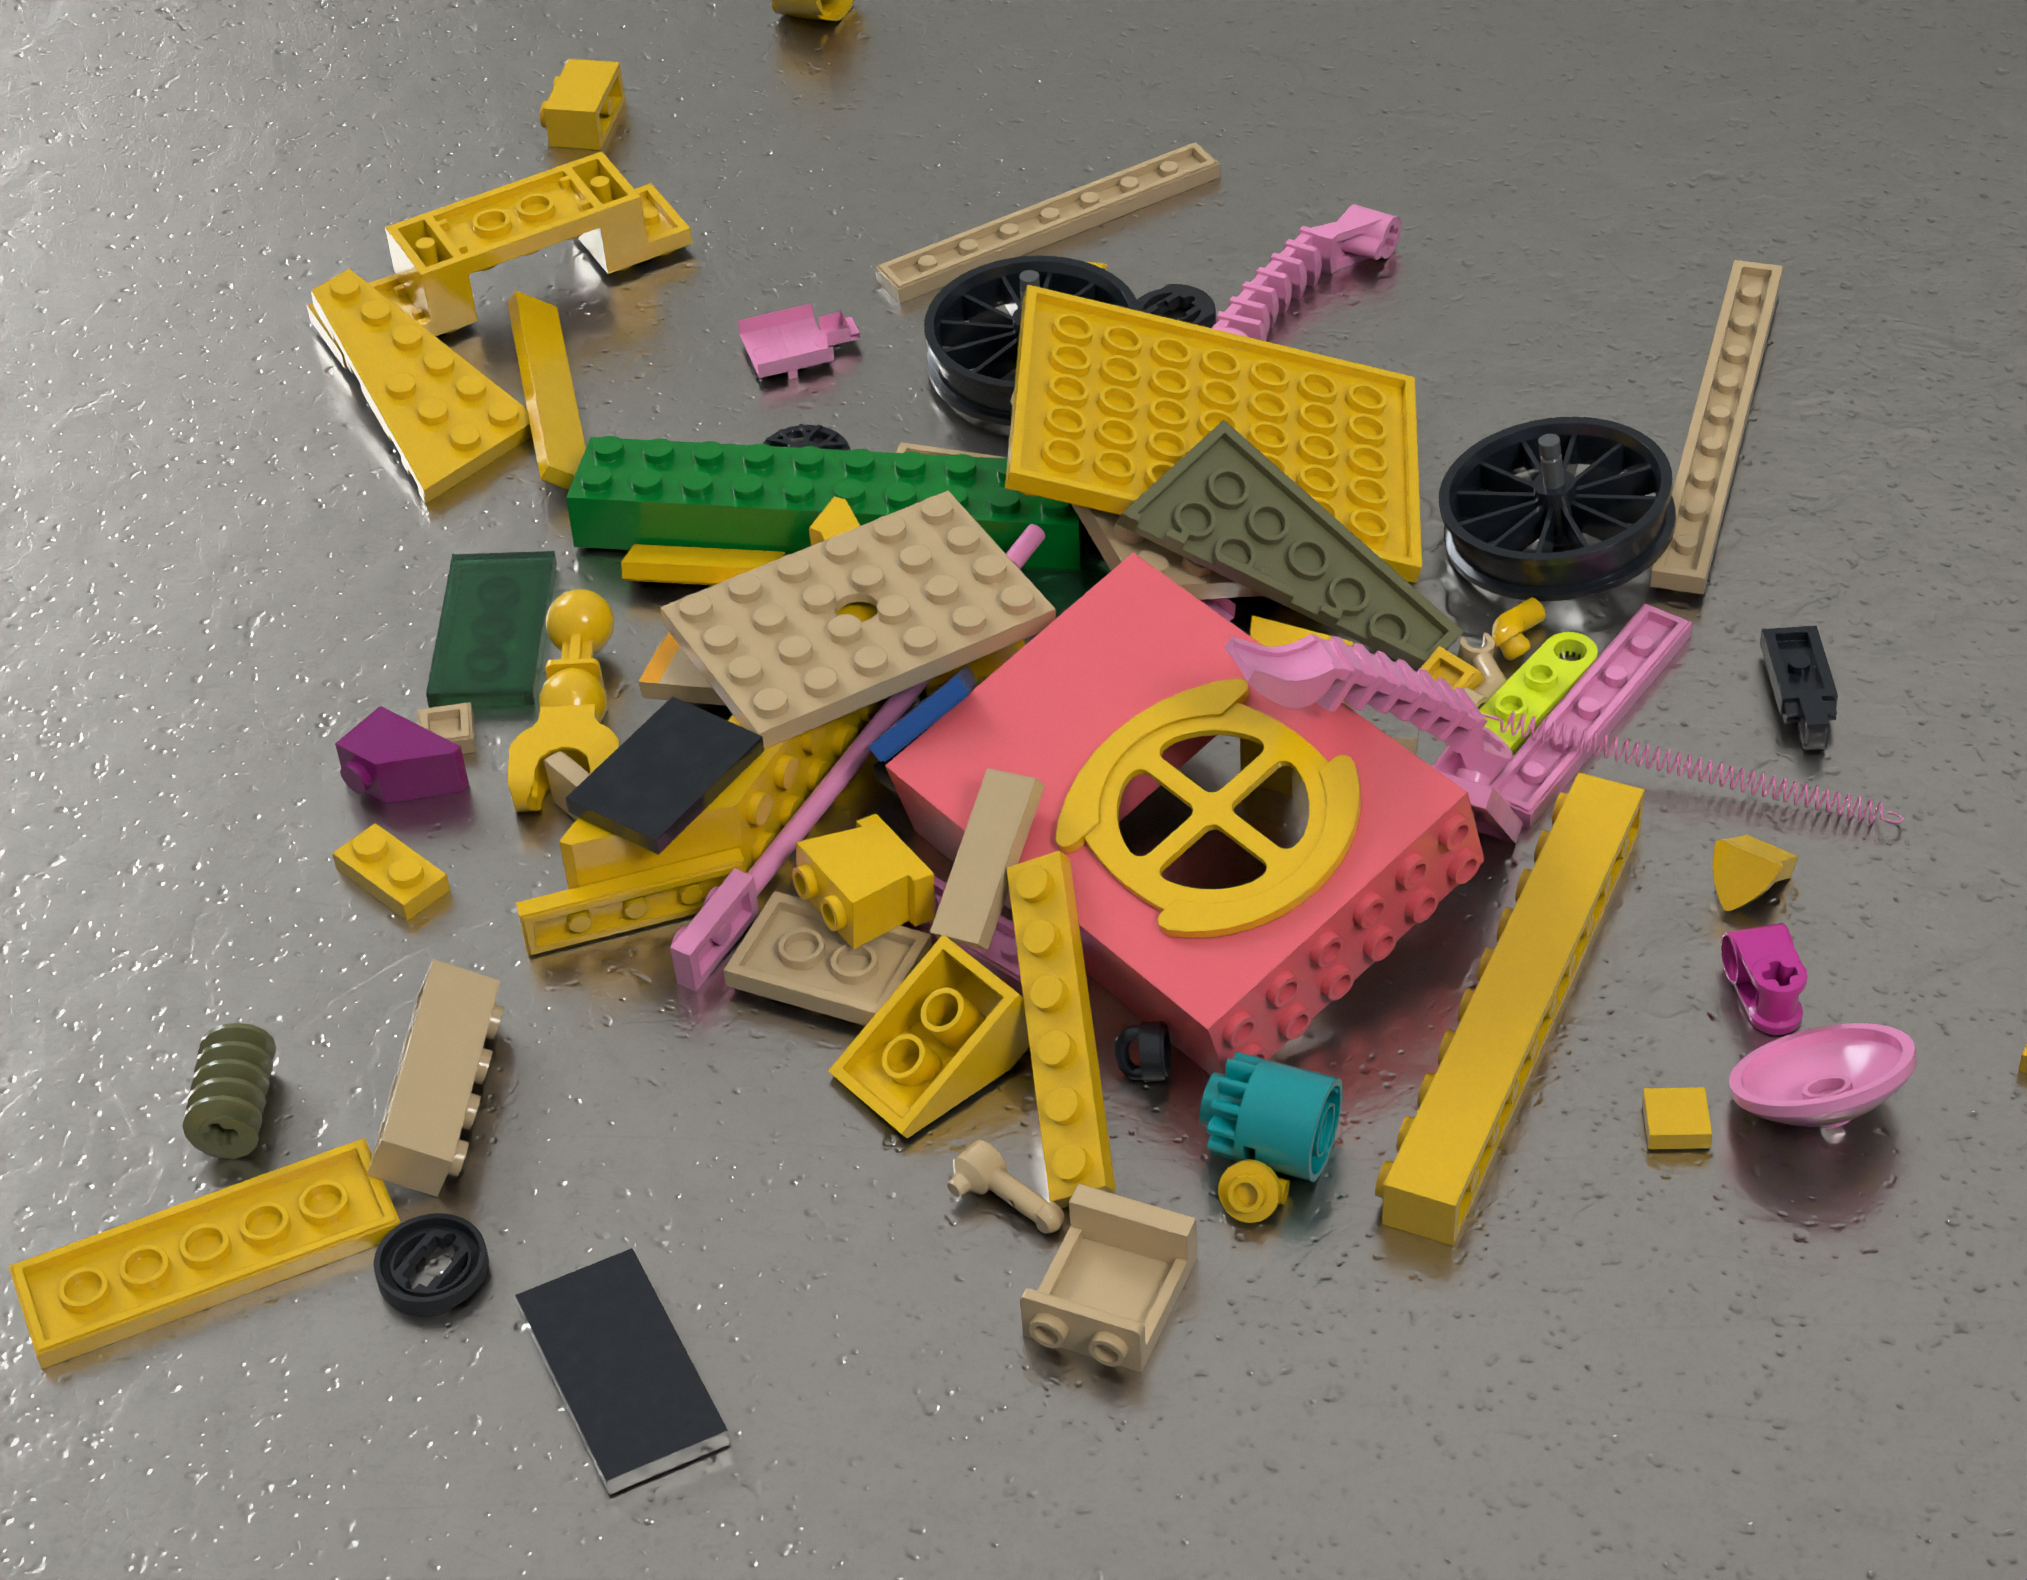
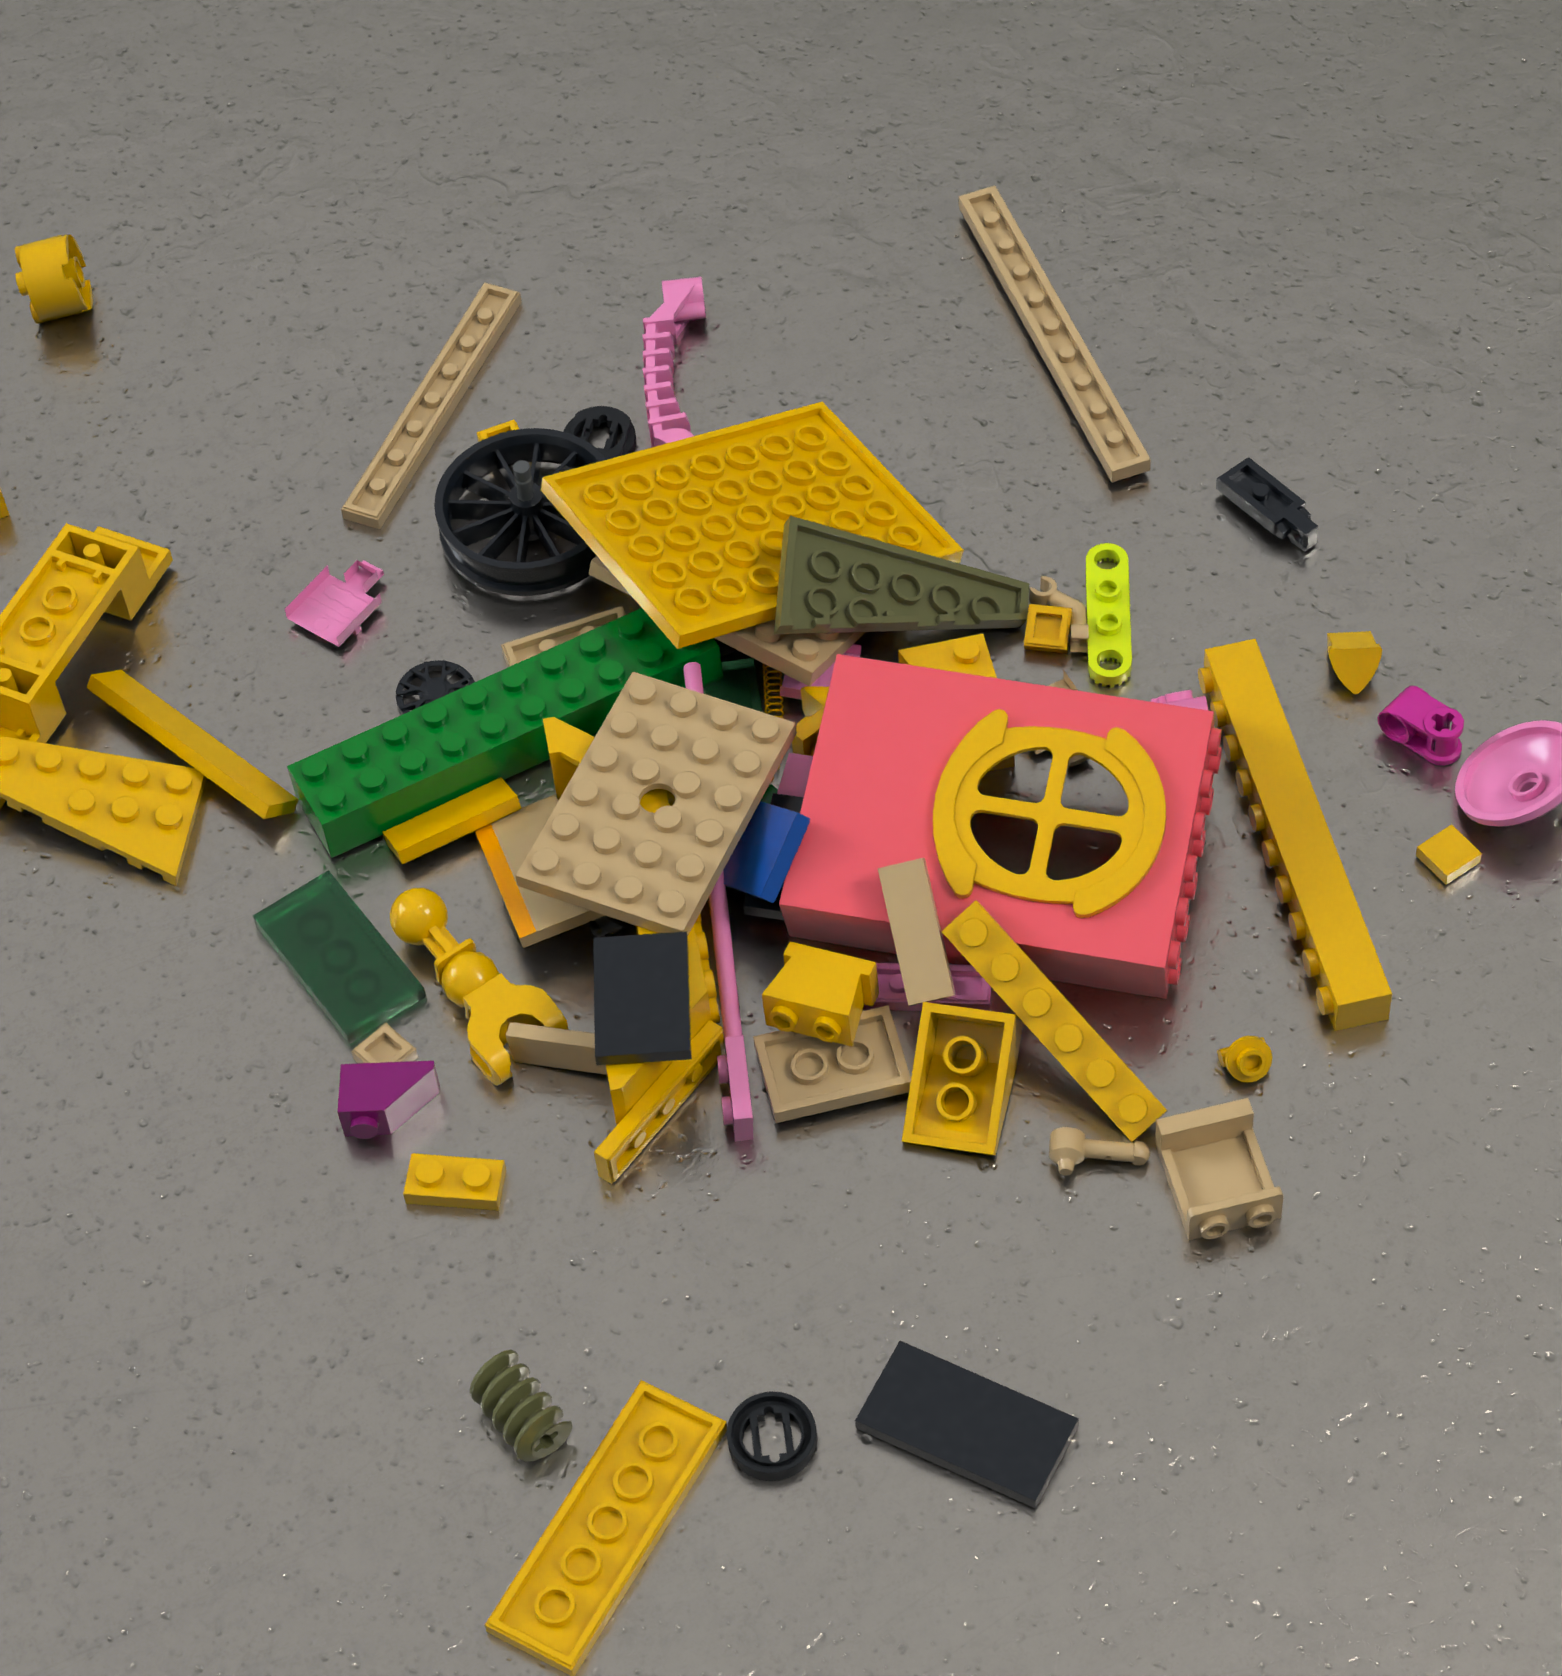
camera: 35 degrees left, 10 degrees up
(436, 1078) = (657, 1308): tan brick -> none
(1153, 1051) = (1105, 1001): black tile -> none
(1272, 1115) = (1227, 1000): teal gear -> none
(1336, 672) = (1080, 669): bright pink piece -> none
(1511, 625) = (1053, 564): yellow arm -> none
(1558, 508) = (1015, 456): black wheel -> none
(1595, 704) = (1153, 597): bright pink tile -> none
(1699, 762) = (1257, 604): bright pink piece -> none

